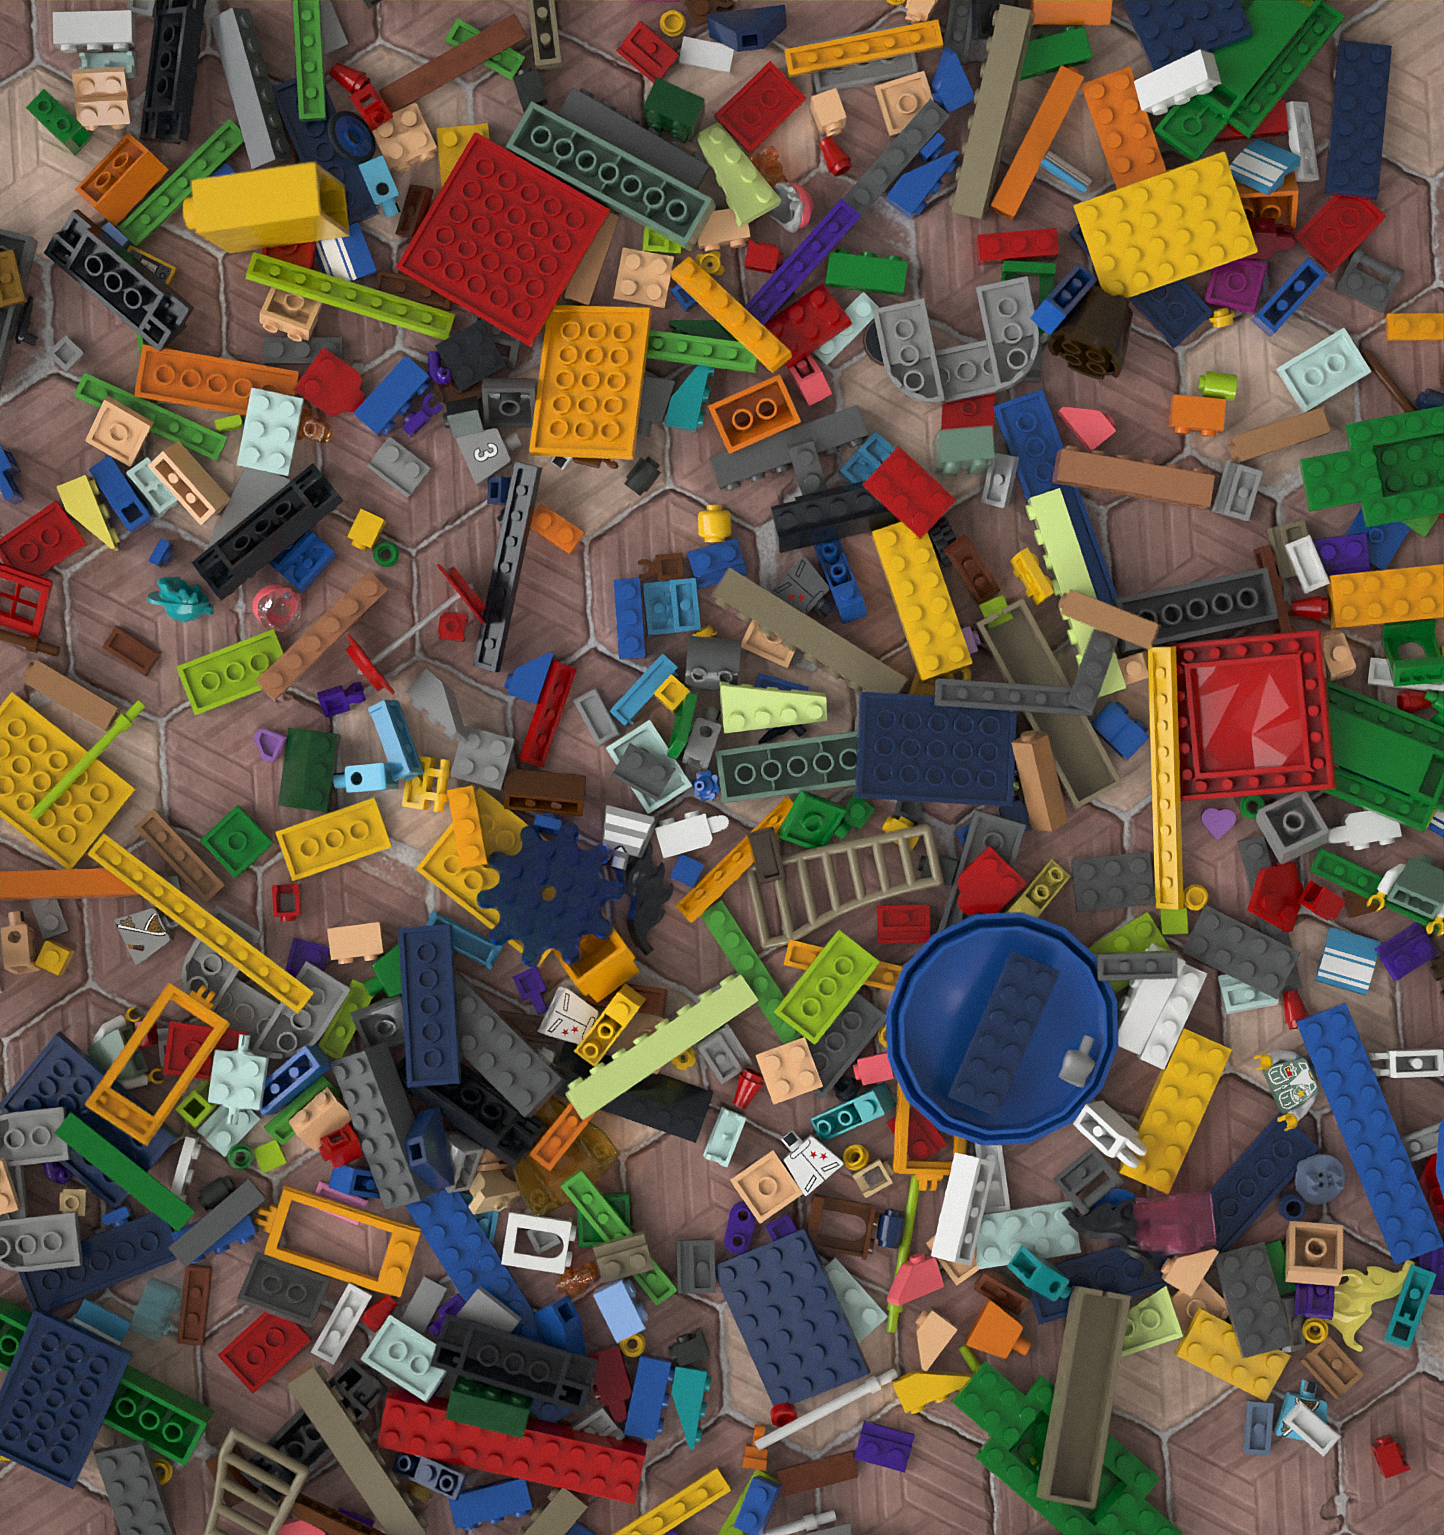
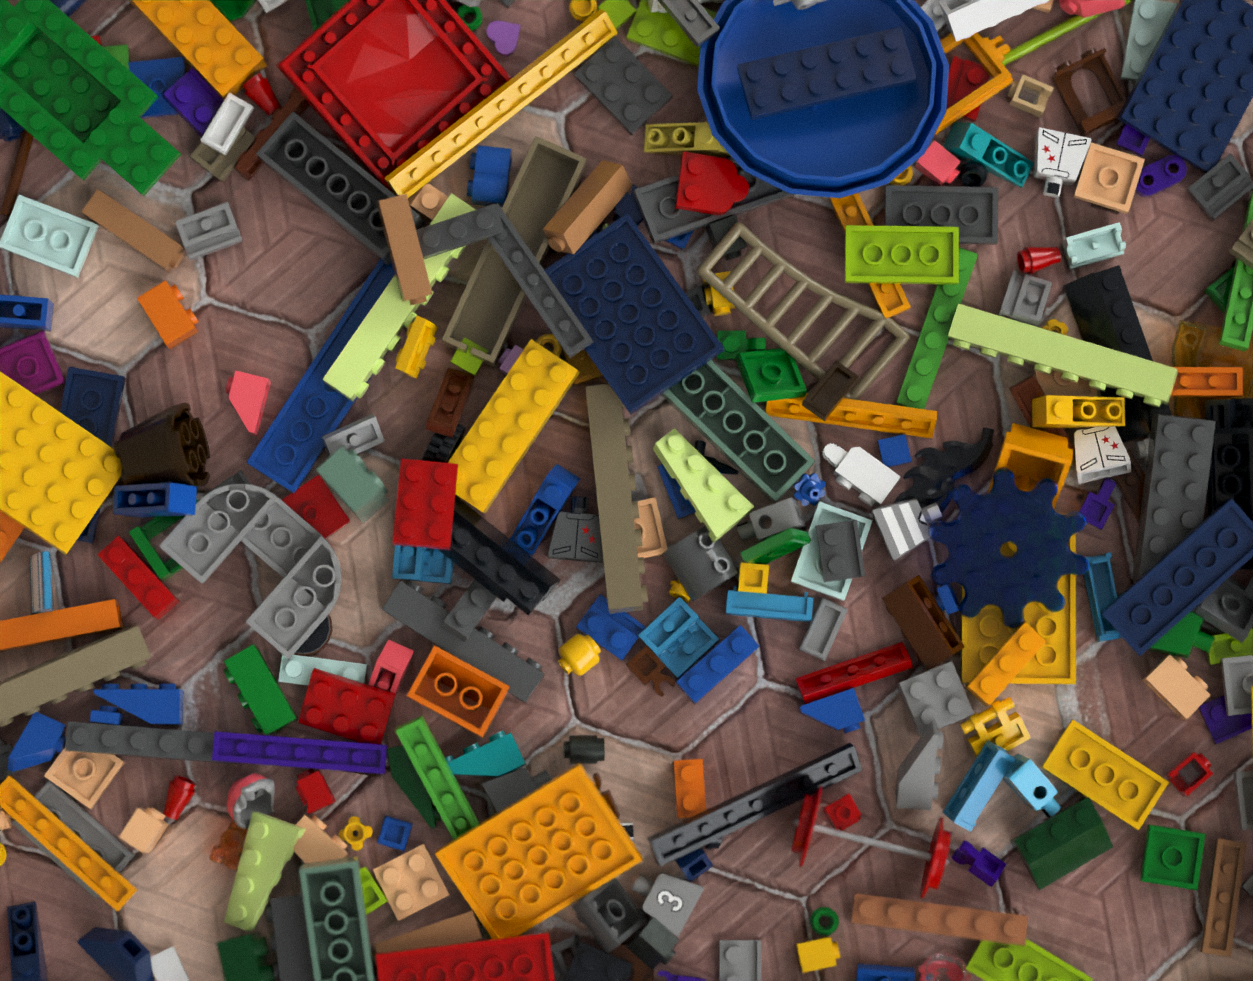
camera: 125 degrees left, 5 degrees down
(269, 743) = (1065, 895): medium lavender tile -> none
(731, 314) = (387, 777): light orange plate -> none
(760, 107) = (184, 895): red plate -> none
(789, 1070) = (996, 233): light nougat plate -> none
(849, 1155) = (1028, 130): yellow plate -> none
(890, 1228) = (1061, 48): dark blue brick -> none
(903, 923) = (796, 233): red plate -> none
(1133, 478) = (265, 325): nougat brick -> none
(1217, 385) = (129, 315): lime brick -> none
(1222, 318) = (67, 356): yellow plate -> none
(1338, 656) = (283, 40): light nougat torso -> none

